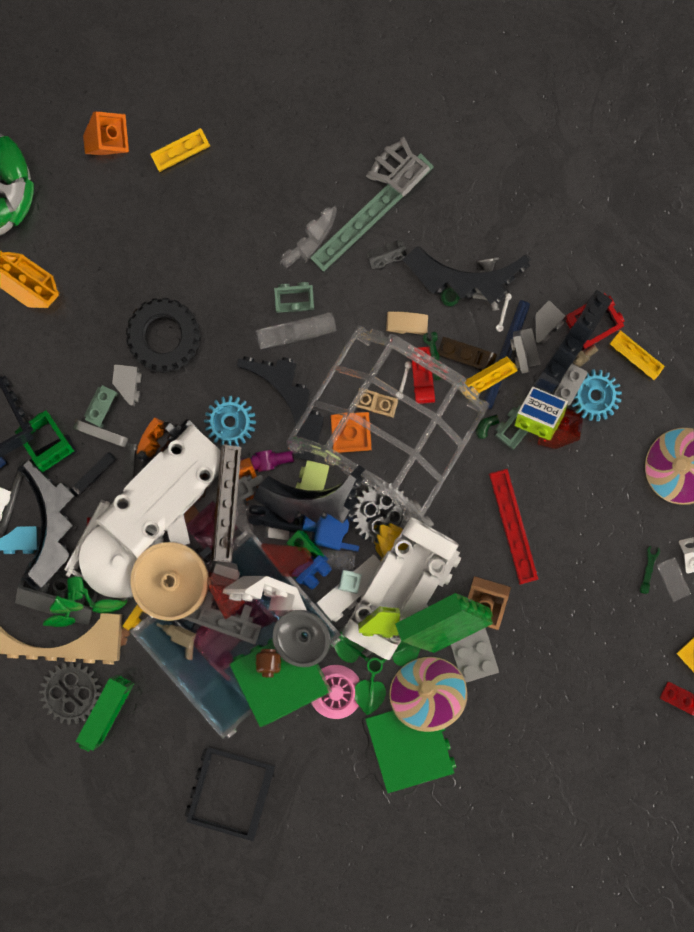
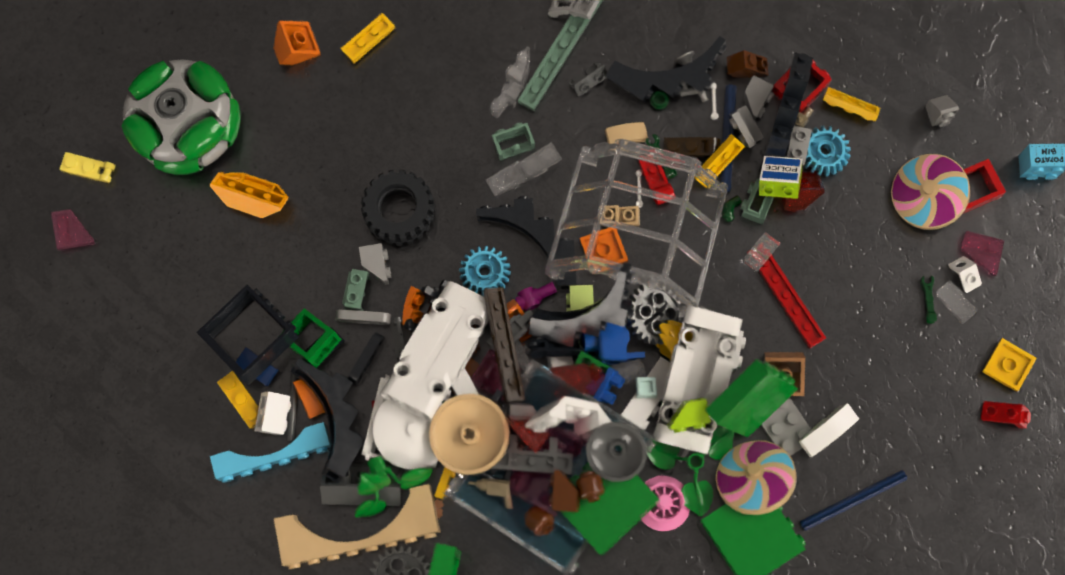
camera: 10 degrees left, 10 degrees down
(28, 499) = (309, 400): none -> orange slope
(212, 680) = (539, 521): none -> reddish brown head
(243, 662) = (565, 493): none -> reddish brown slope
(501, 479) = (761, 252): none -> clear slope
(511, 668) = (828, 429): none -> white slope
(515, 739) = (853, 500): none -> dark blue axle
(547, 286) = (746, 64): none -> reddish brown slope

